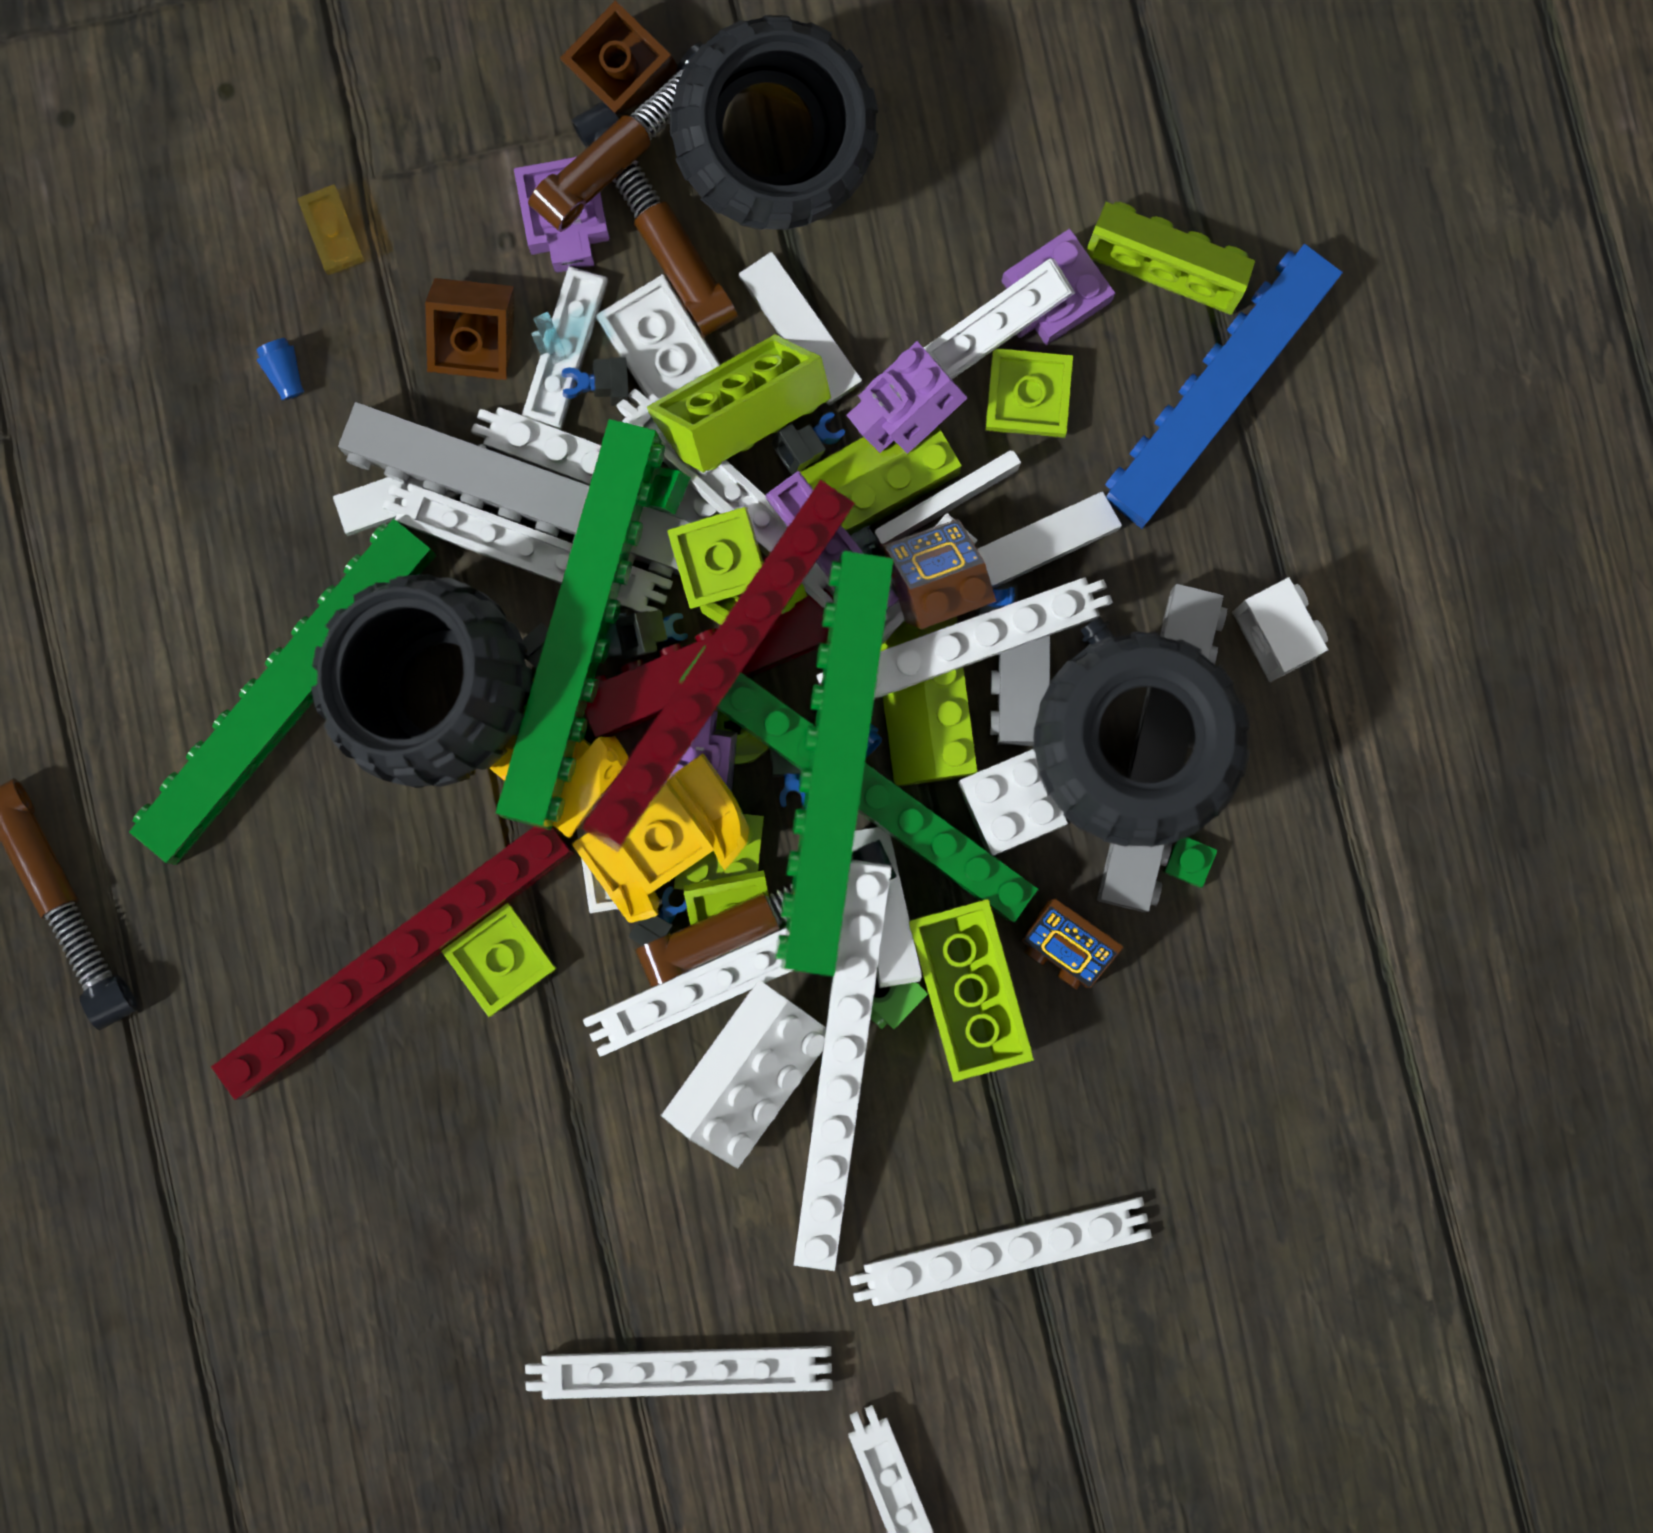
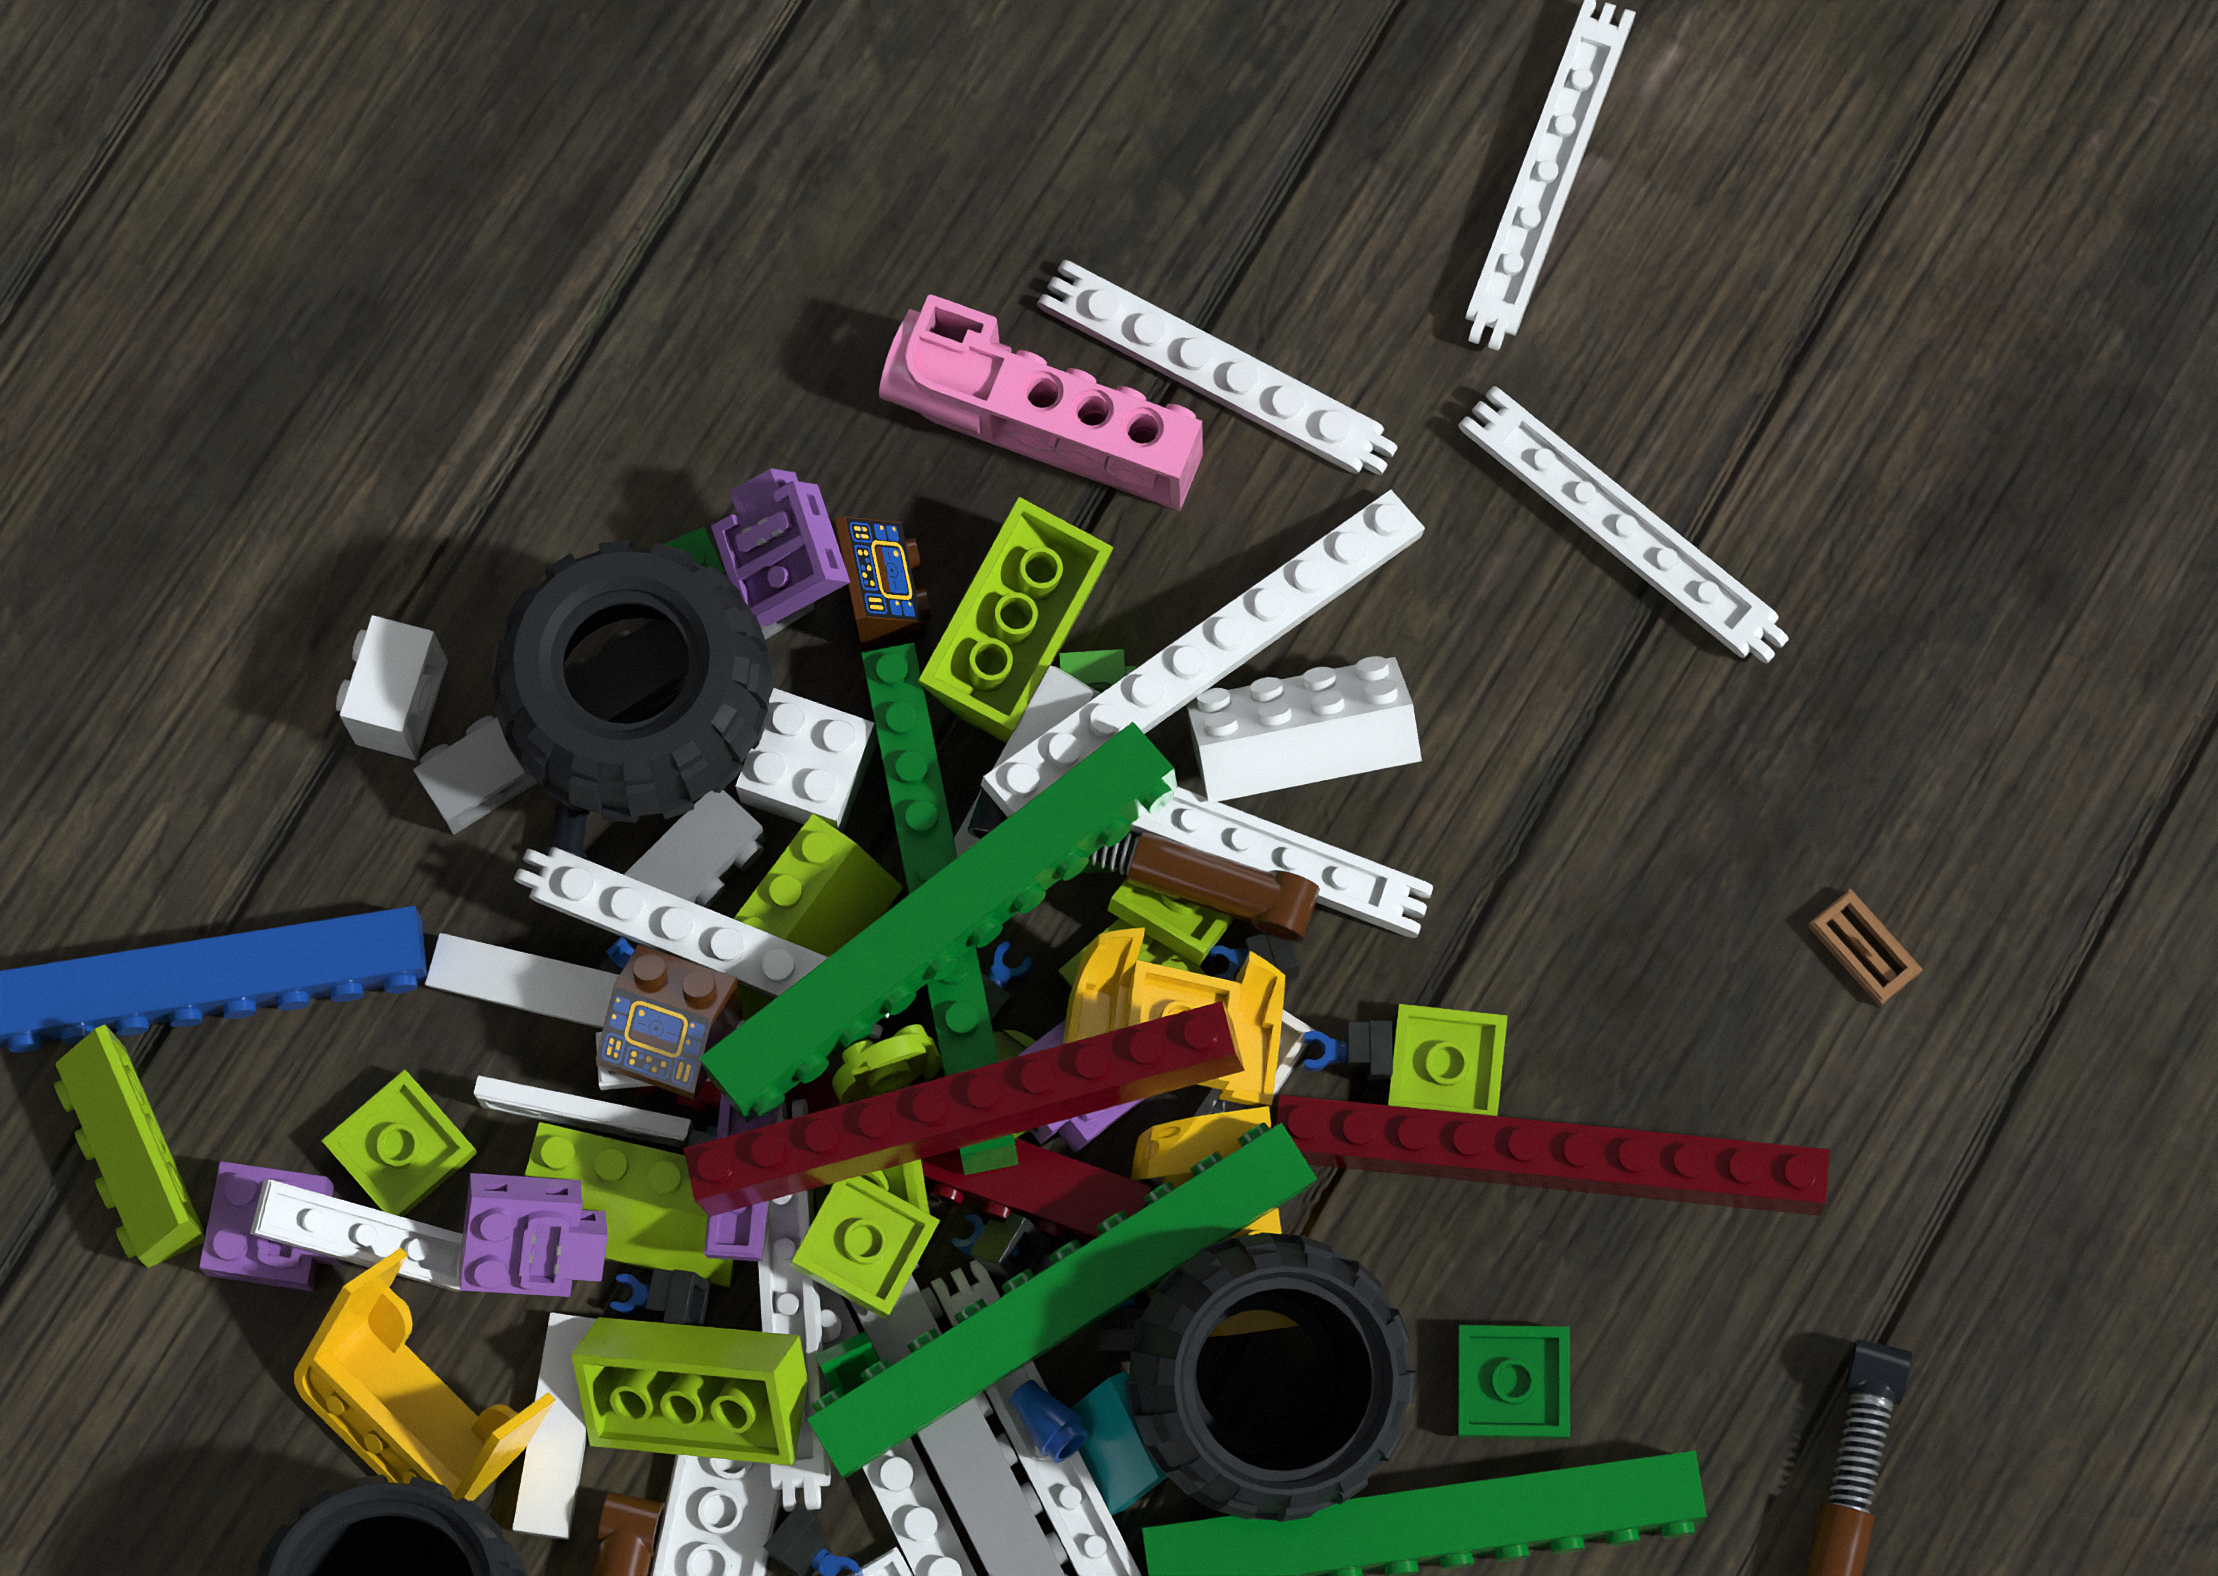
camera: 130 degrees left, 10 degrees down
(305, 815) = (1513, 1382): none -> green plate
(360, 1248) = (1848, 959): none -> medium nougat tile
(496, 579) = (1114, 1446): none -> teal tile
(532, 558) = (1050, 1423): none -> blue cone
(553, 925) = (1363, 1048): none -> pearl dark grey piece
(798, 646) = (886, 1065): none -> lime plate
(888, 260) = (394, 1405): none -> yellow windscreen
(1111, 1112) = (962, 378): none -> bright pink brick
(1140, 902) = (779, 545): none -> medium lavender piece

